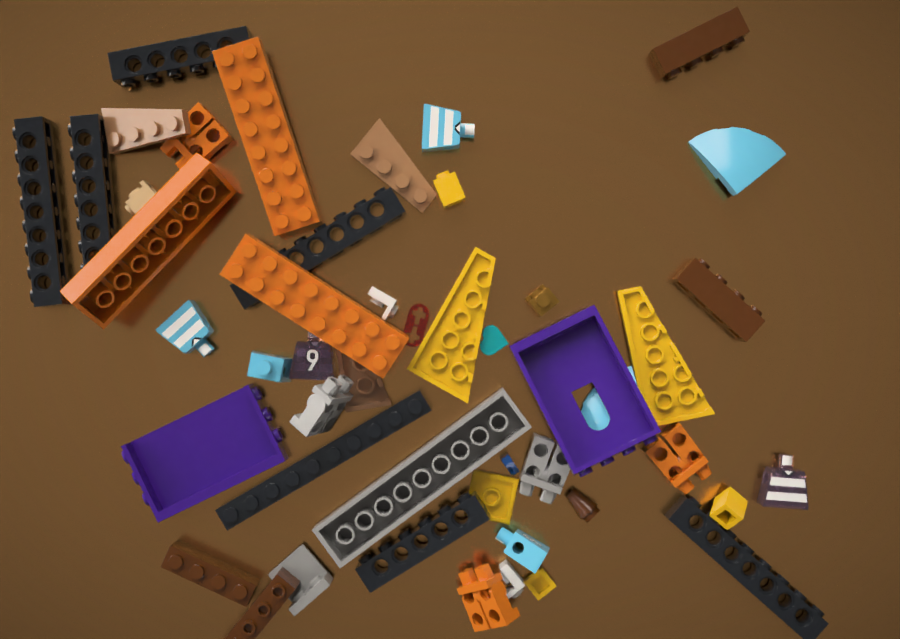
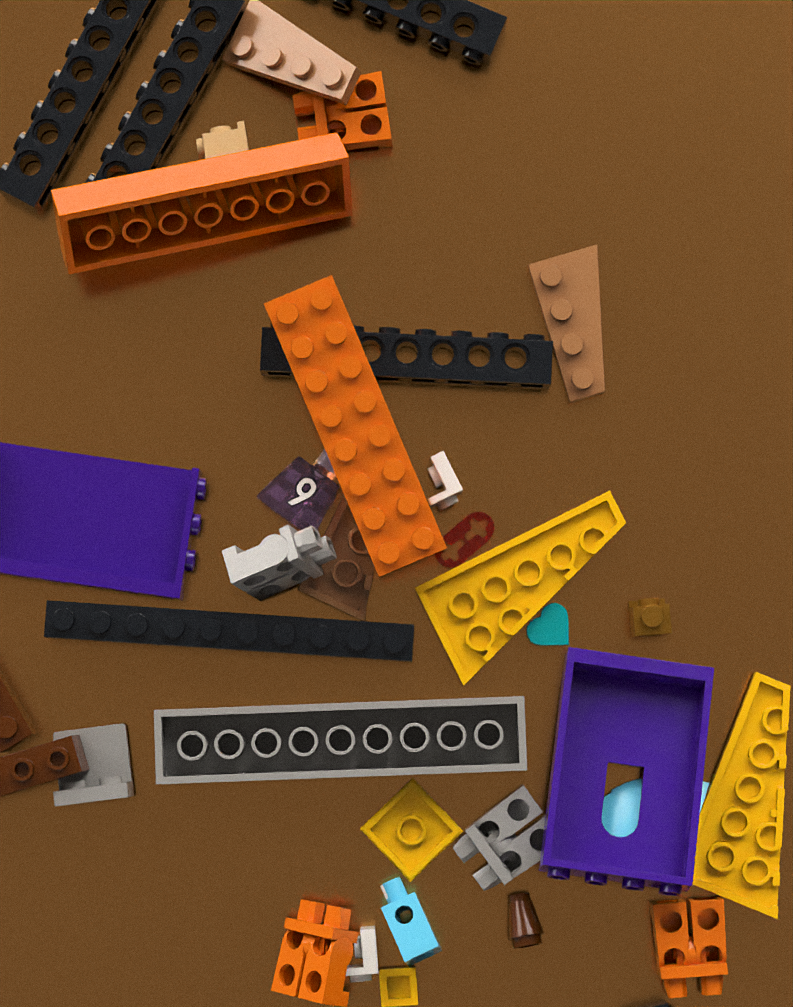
camera: 35 degrees right, 5 degrees down
(188, 329) = (169, 348): medium azure torso -> none
(266, 135) = (439, 173): orange brick -> none
(269, 367) = (241, 465): medium azure torso -> none
(375, 577) = (189, 827): black brick -> none
(443, 129) = (669, 313): torso -> none
(448, 189) = (625, 394): yellow brick -> none
(509, 464) = (464, 803): blue tile -> none

